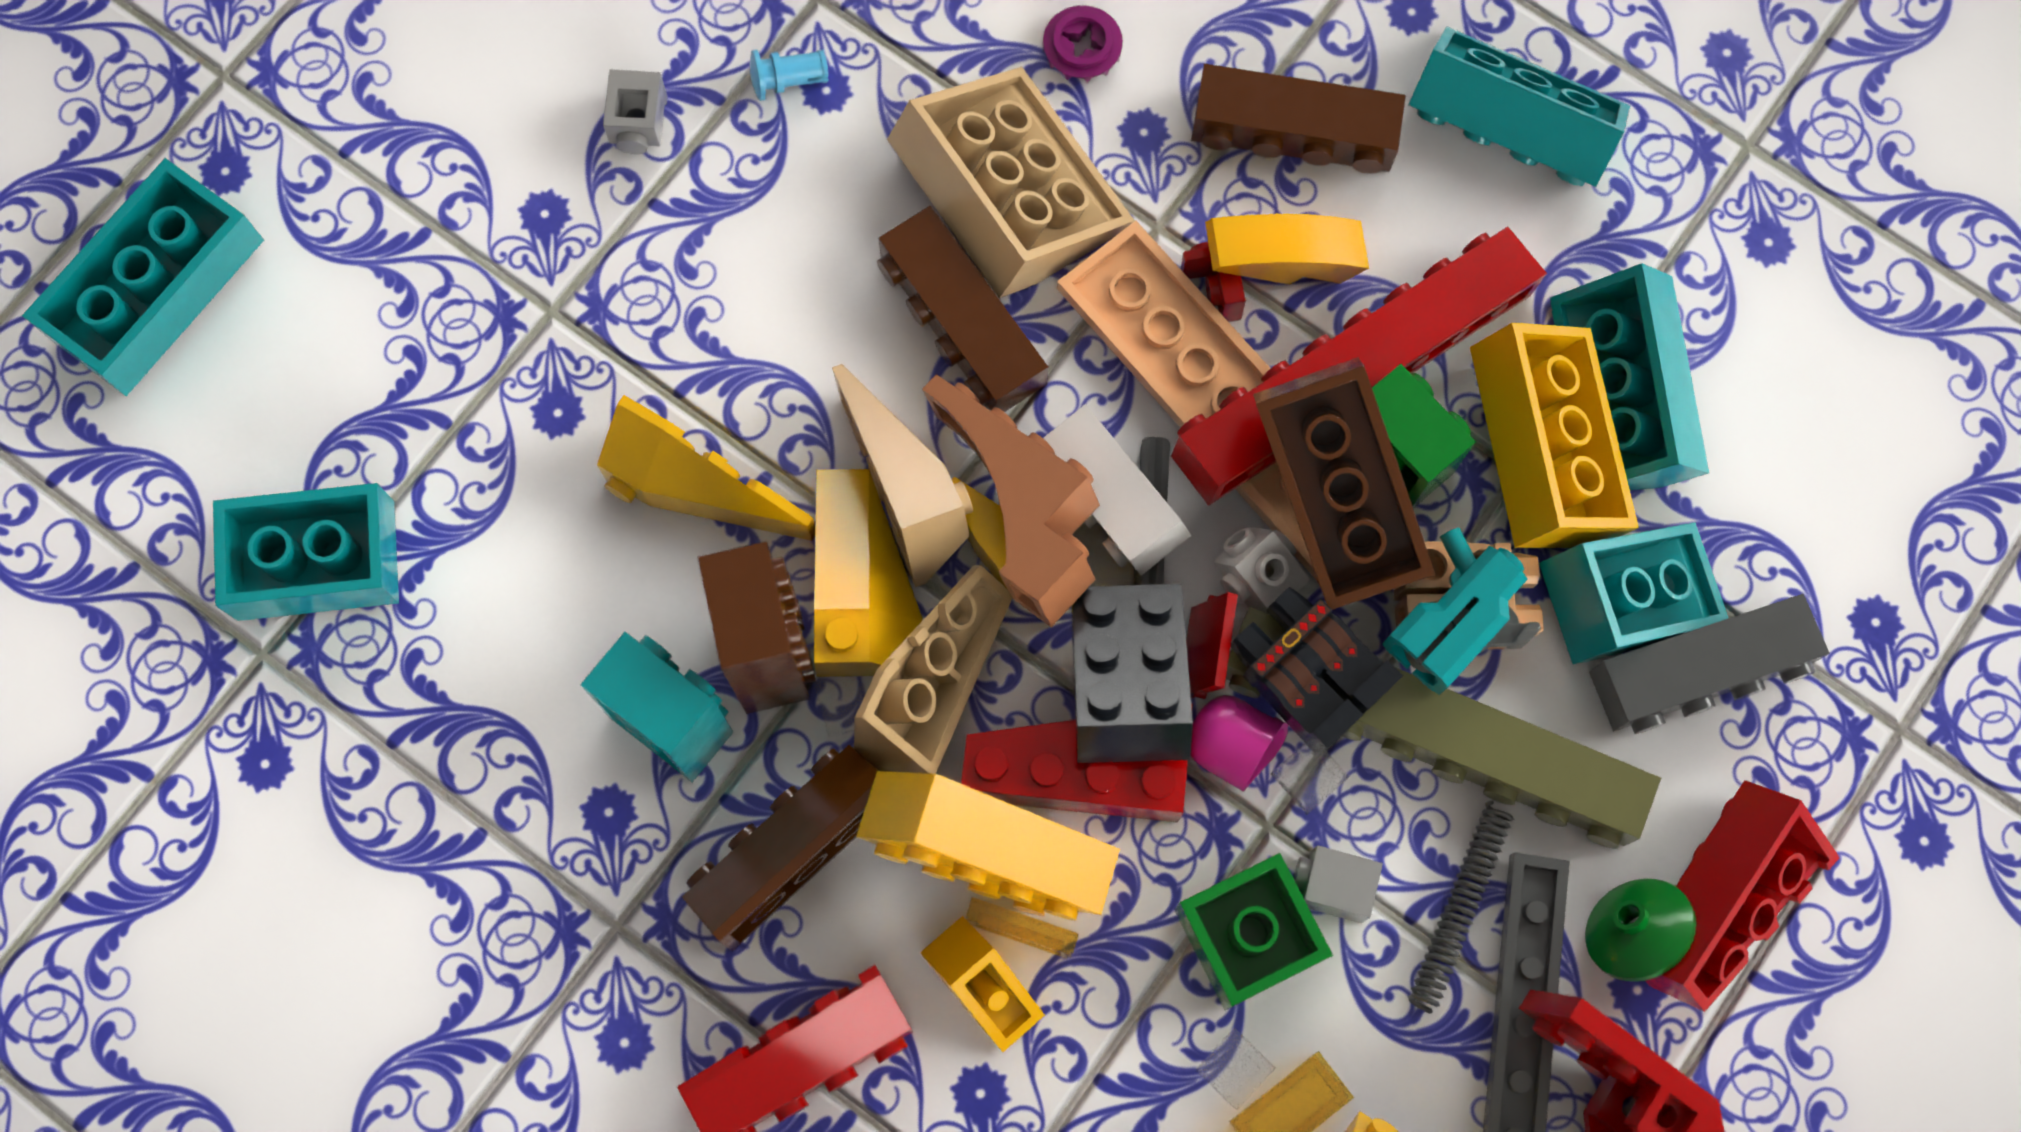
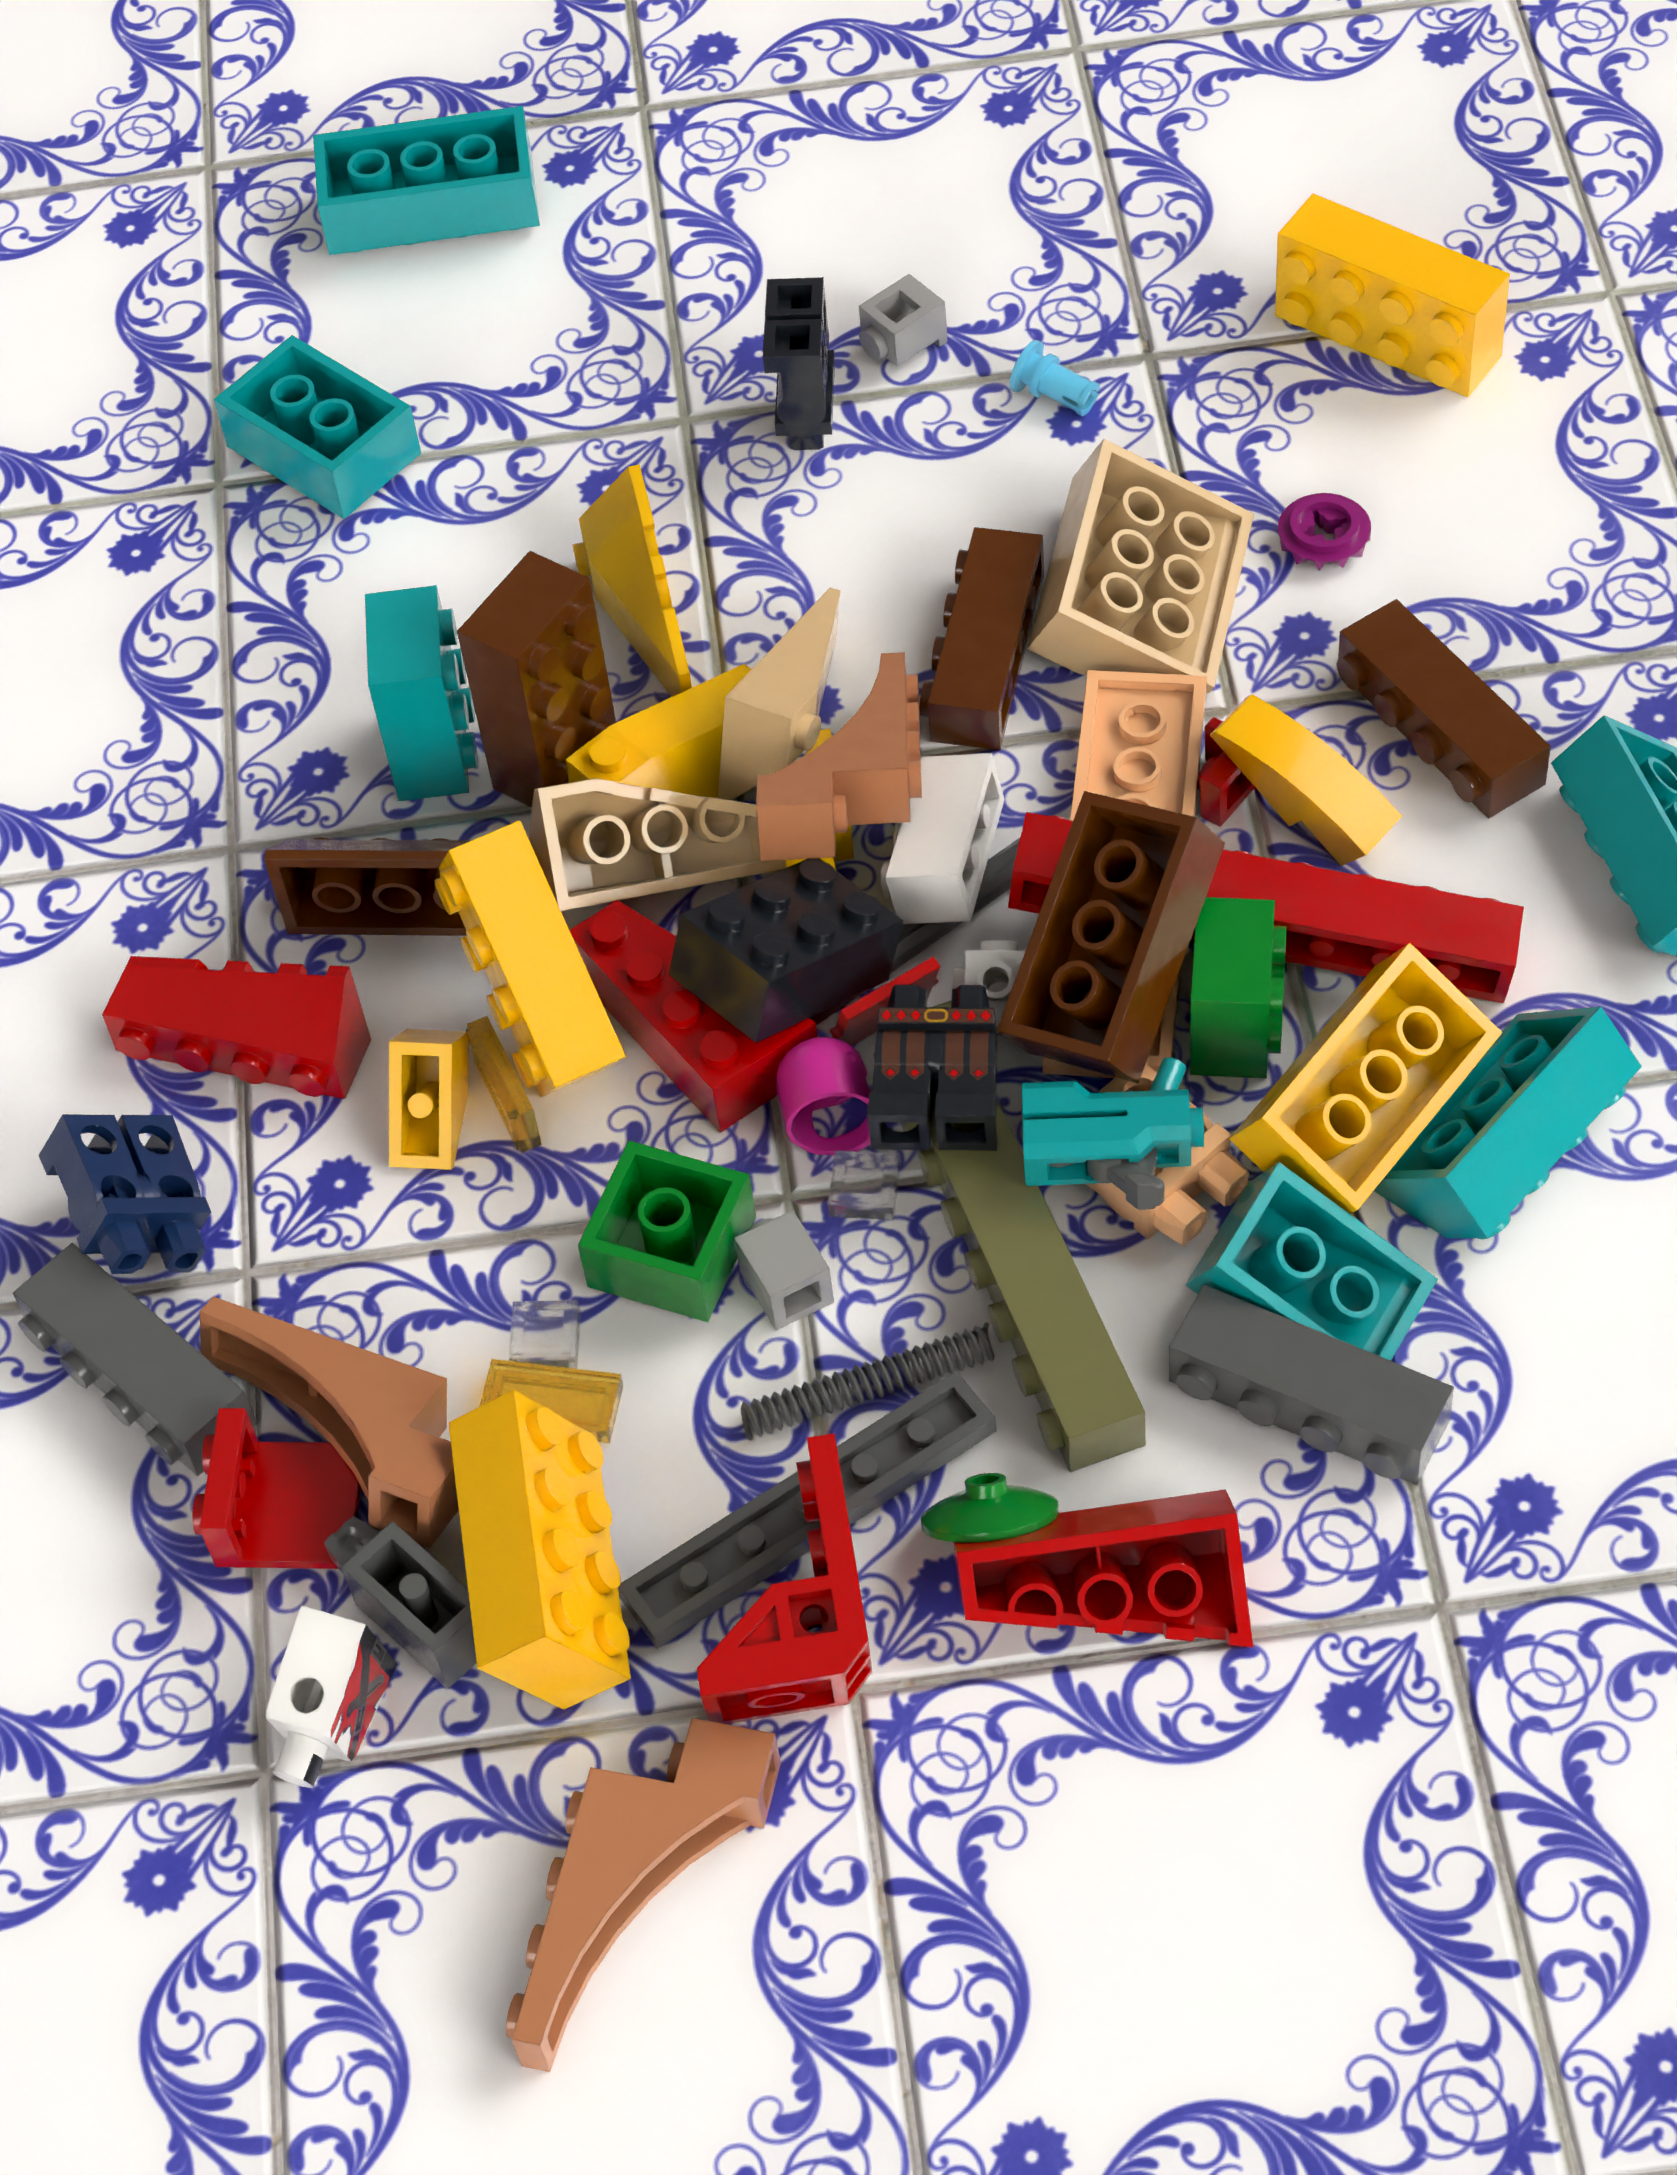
camera: 55 degrees right, 20 degrees down
(625, 205) = (799, 354): none -> black hips

